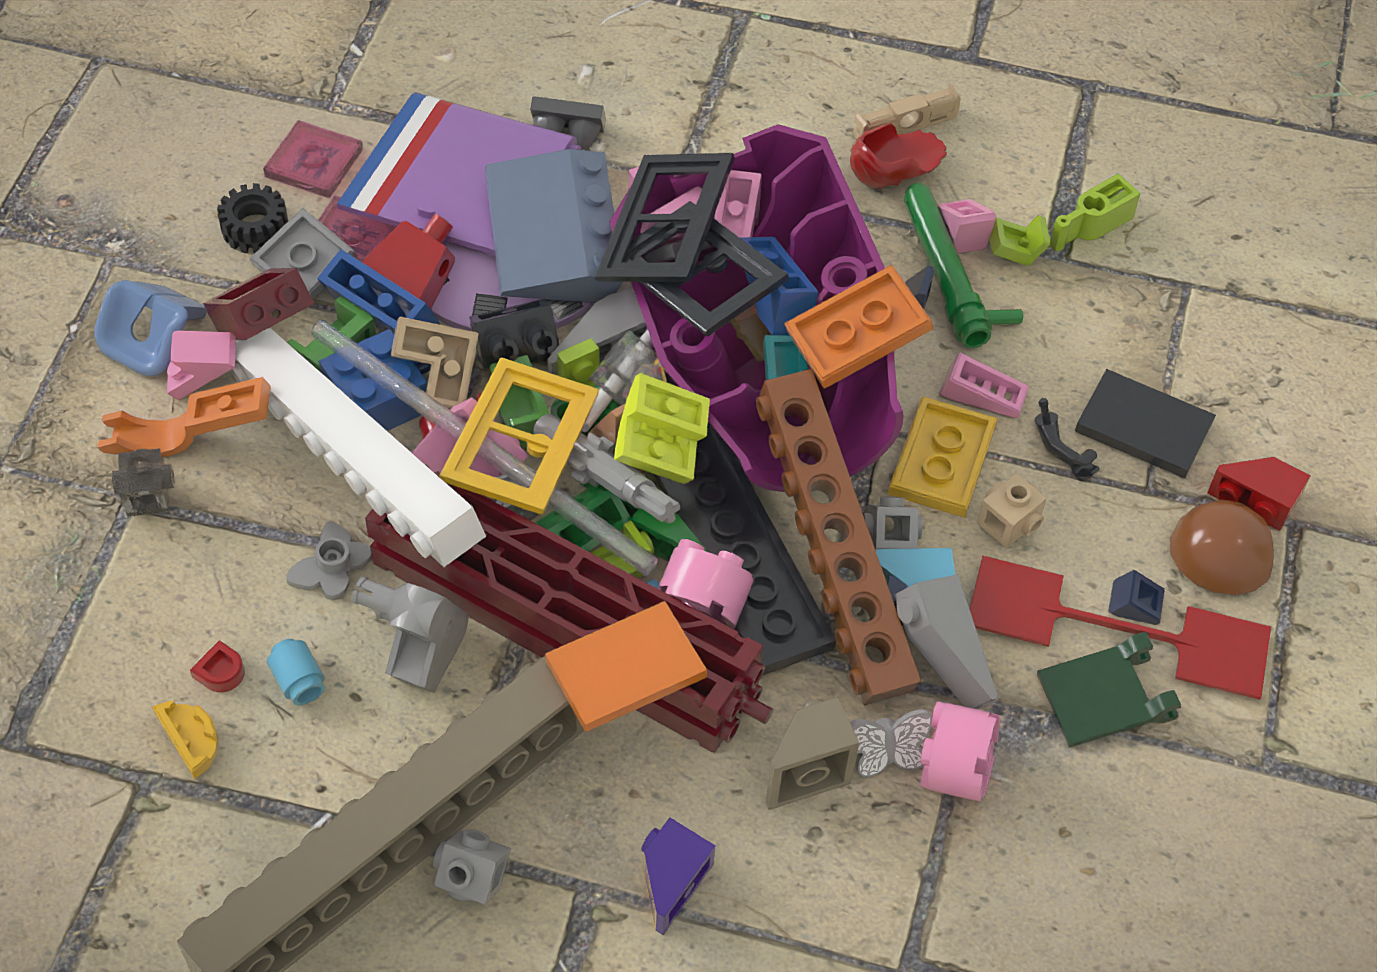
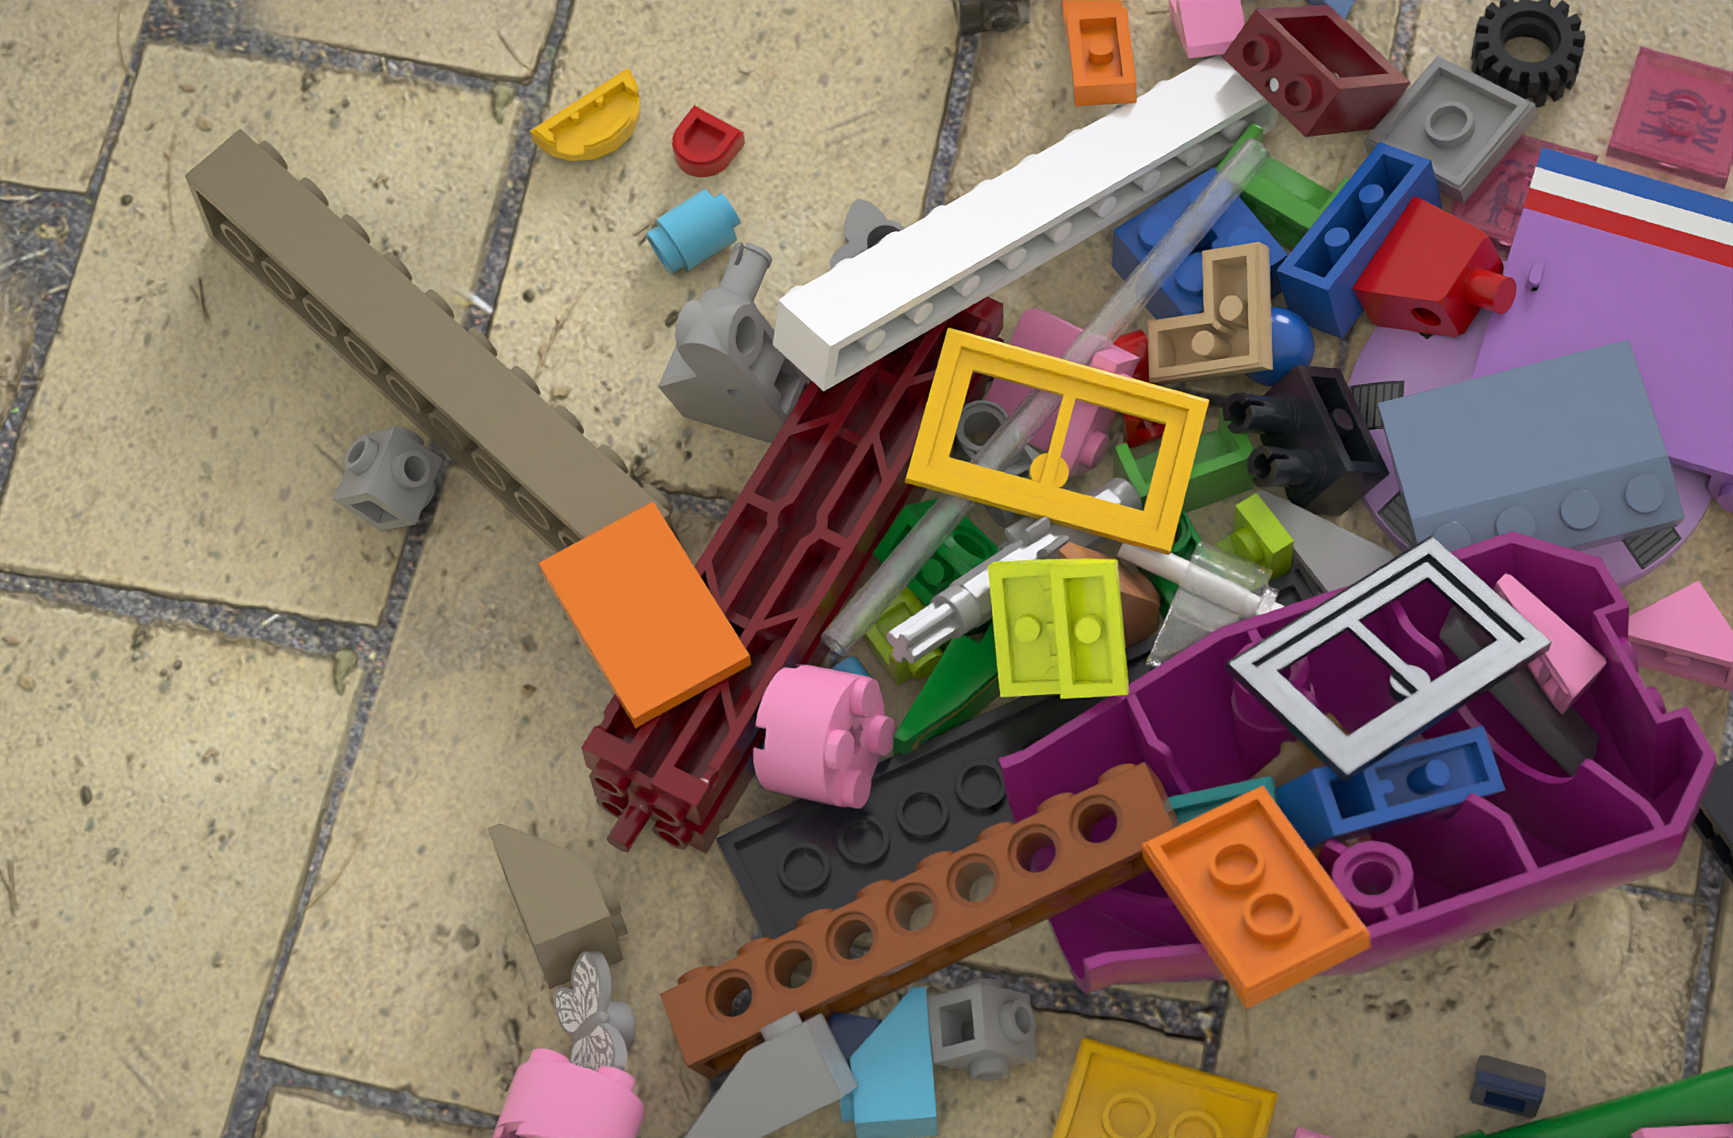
camera: 95 degrees right, 10 degrees up
(673, 869) = (388, 736): dark purple slope -> none
(693, 224) = (1490, 632): black door -> none
(740, 203) = (1561, 728): bright pink slope -> none

